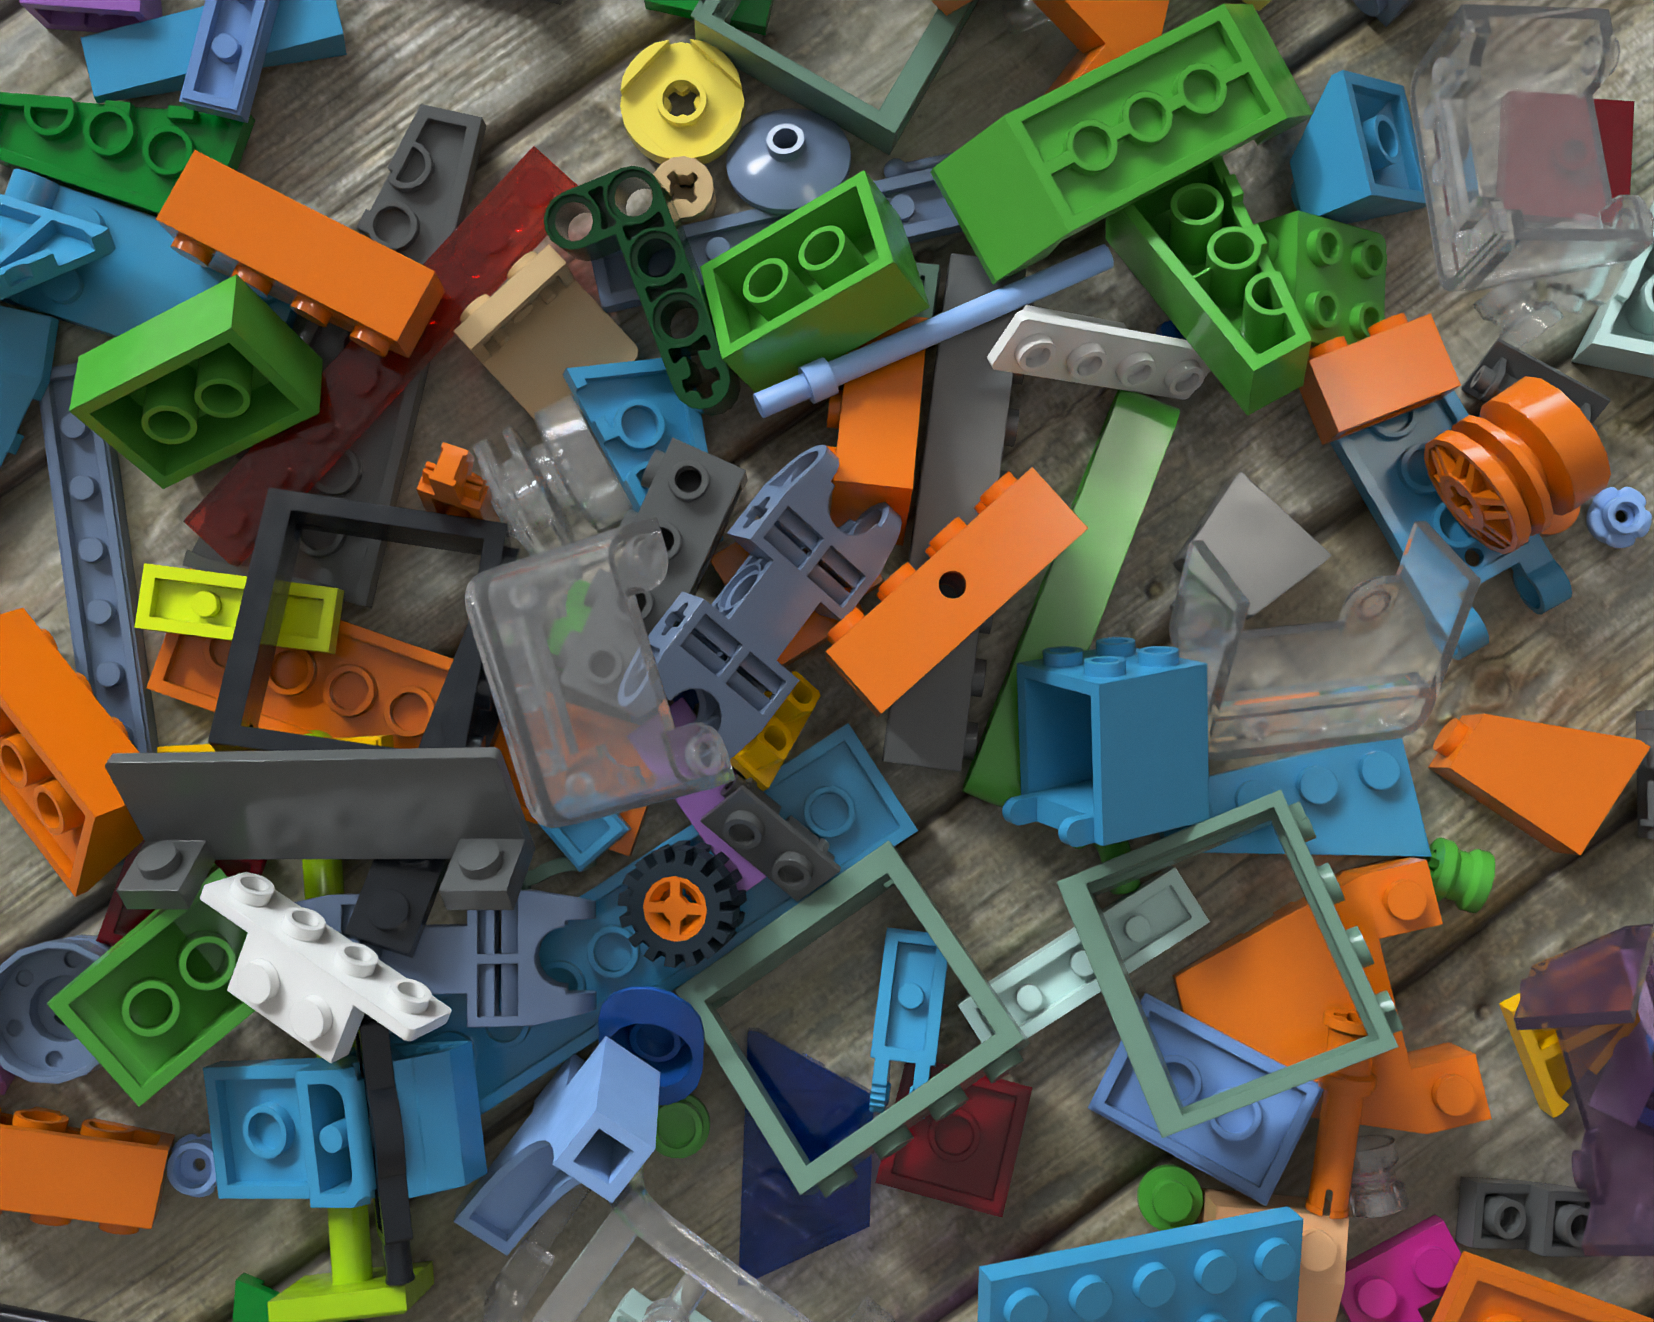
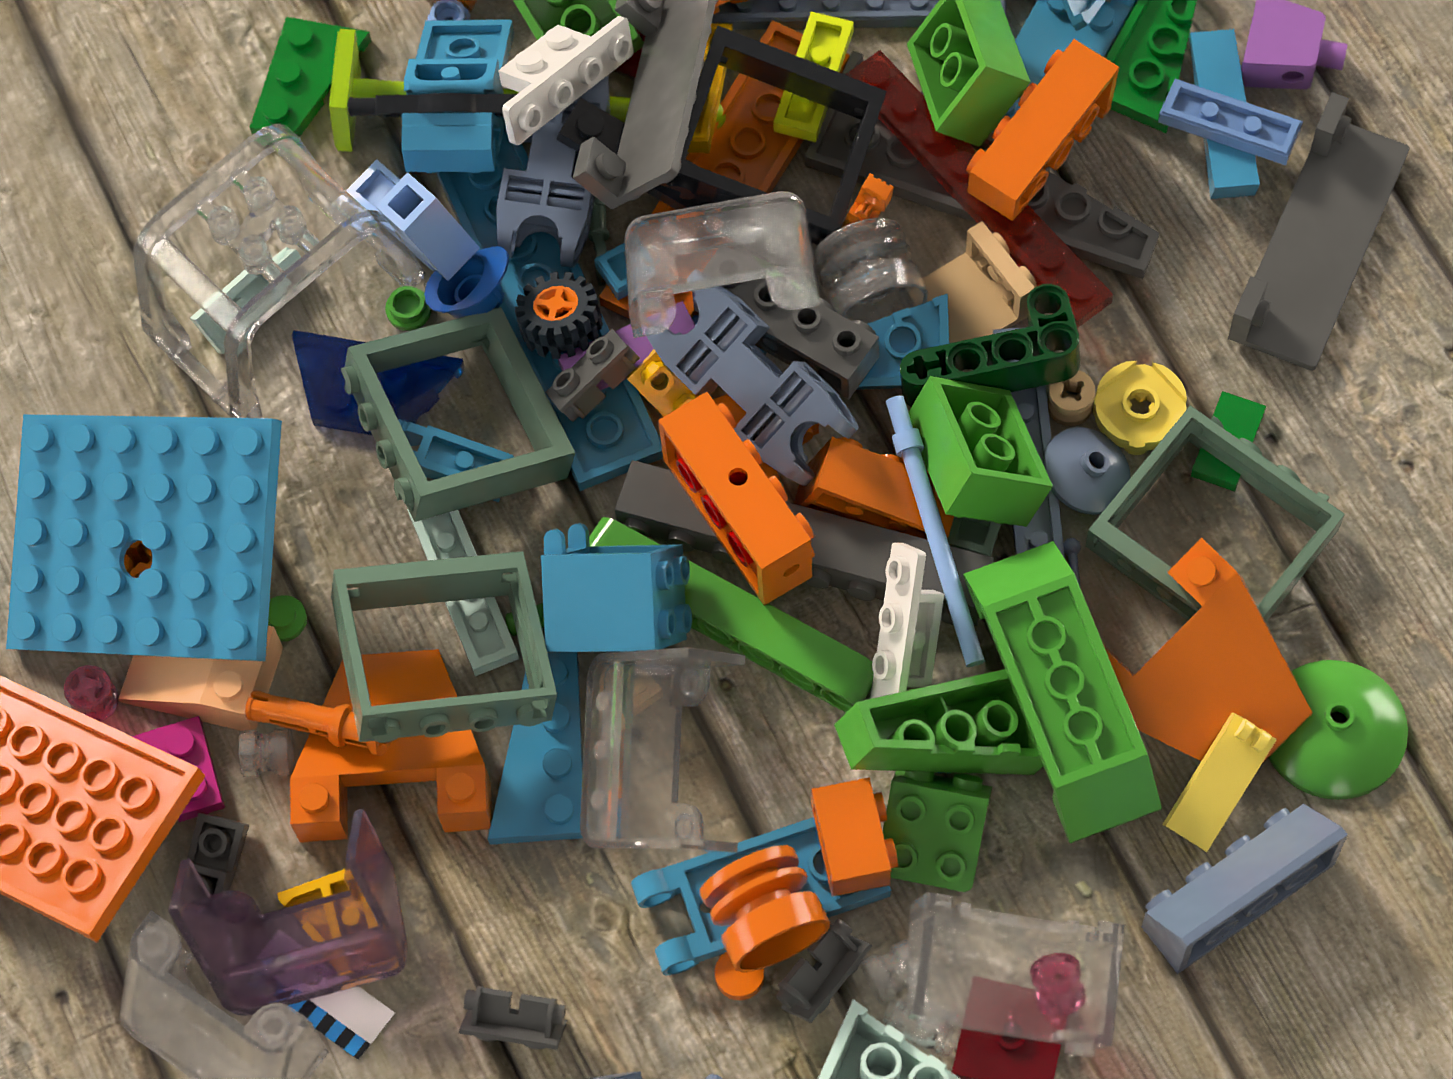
camera: 105 degrees right, 20 degrees down
(968, 1153) = (352, 483): dark red plate -> none
(1237, 1148) = (313, 658): medium blue tile -> none
(1255, 543) = (739, 738): torso -> none
(1358, 153) = (1037, 869): dark azure slope -> none
(1461, 874) = (470, 850): bright green wheel -> none
(1517, 87) = (1058, 984): none -> clear pink wheel
(1538, 775) = (534, 921): orange slope -> none
(1602, 519) = (719, 1039): light blue plate -> none

